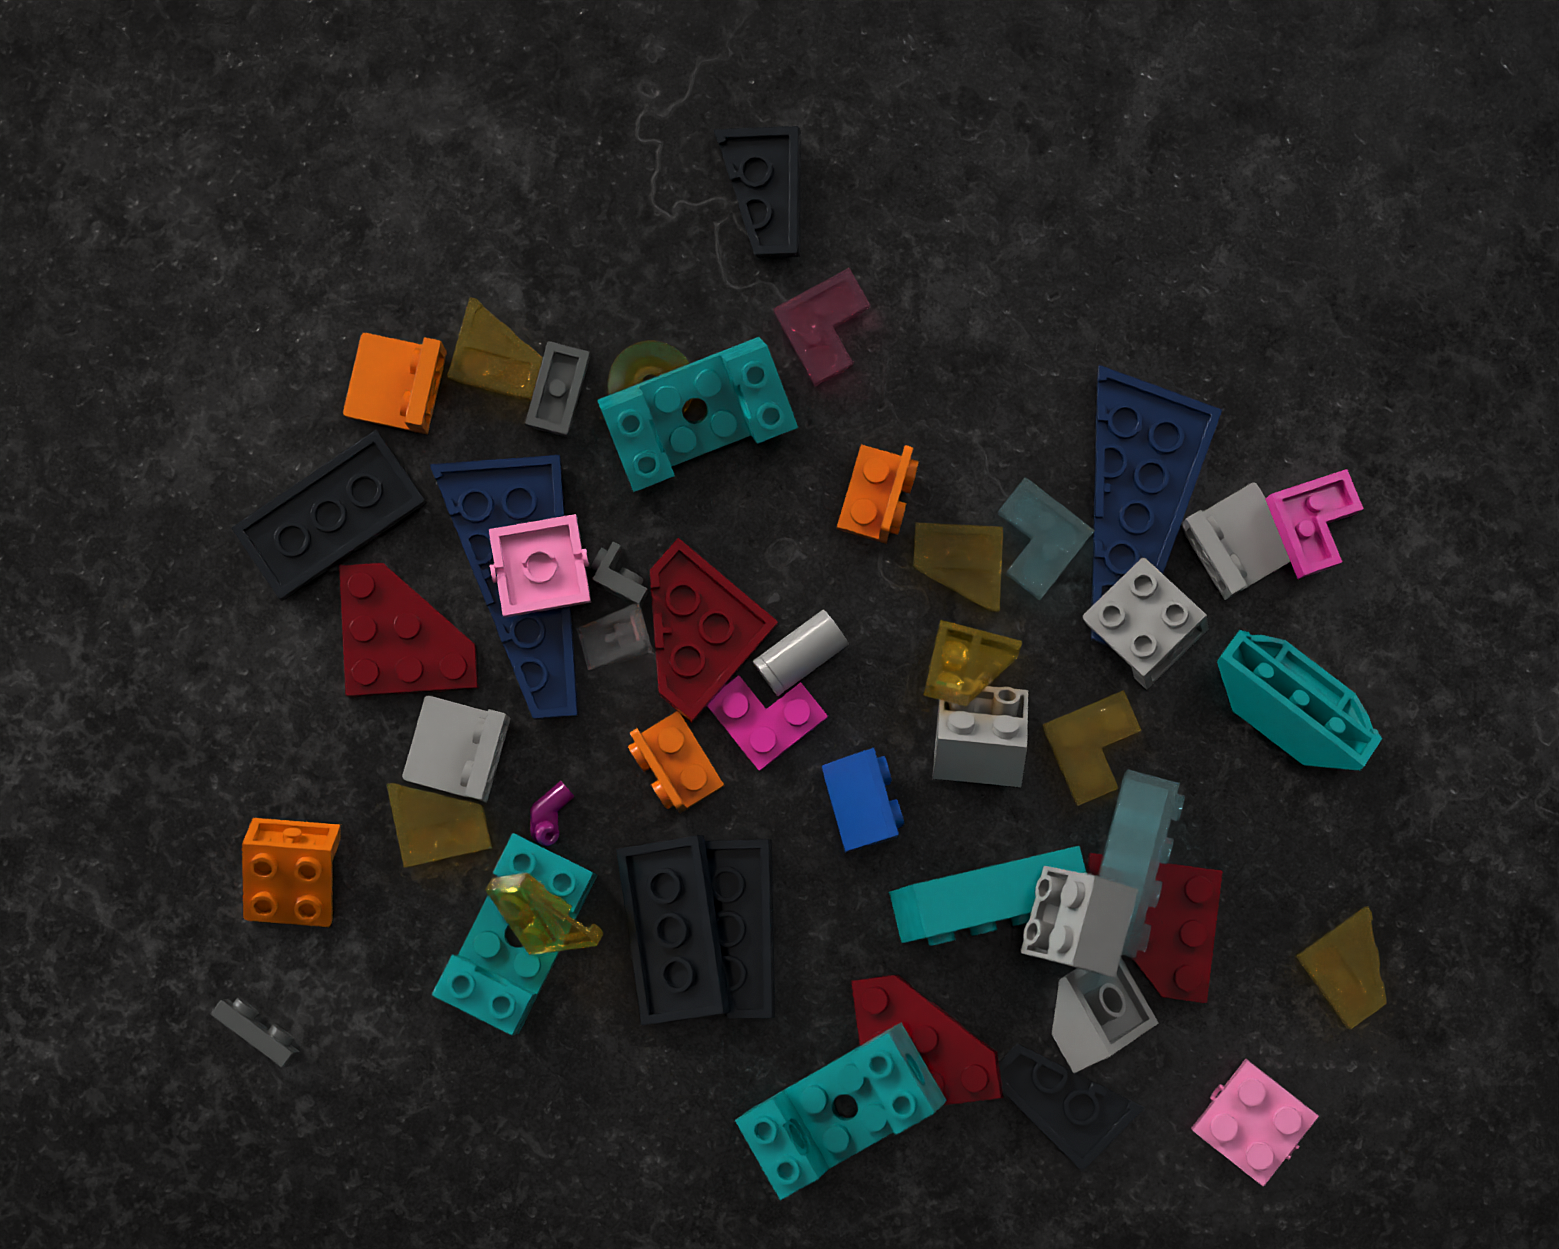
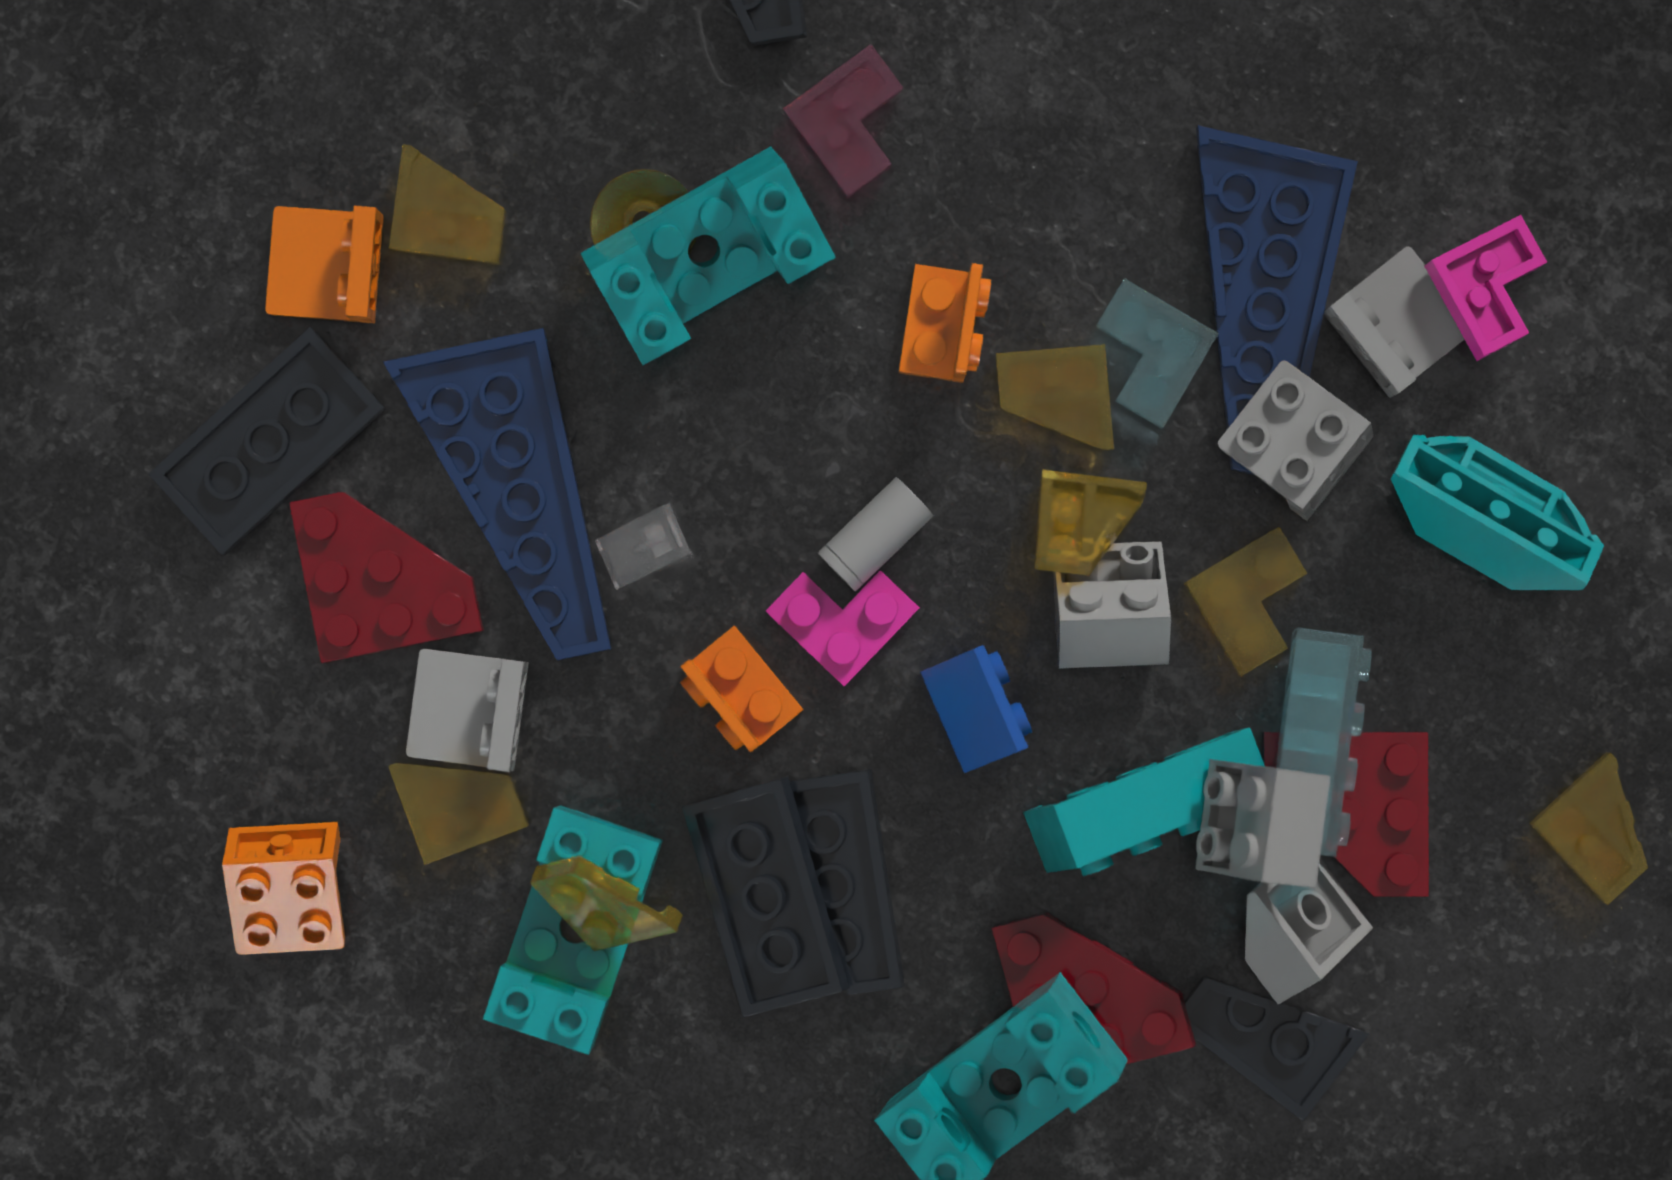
camera: 10 degrees left, 5 degrees up
(271, 1041) = (253, 1077): dark grey plate -> none
(539, 566) = (538, 471): bright pink plate -> none
(545, 814) = (588, 776): magenta arm -> none
(558, 389) = (529, 245): dark grey plate -> none
(623, 585) = (645, 479): dark grey bracket -> none
(700, 629) = (747, 521): dark red plate -> none
(1254, 1122) = (1504, 1032): bright pink plate -> none

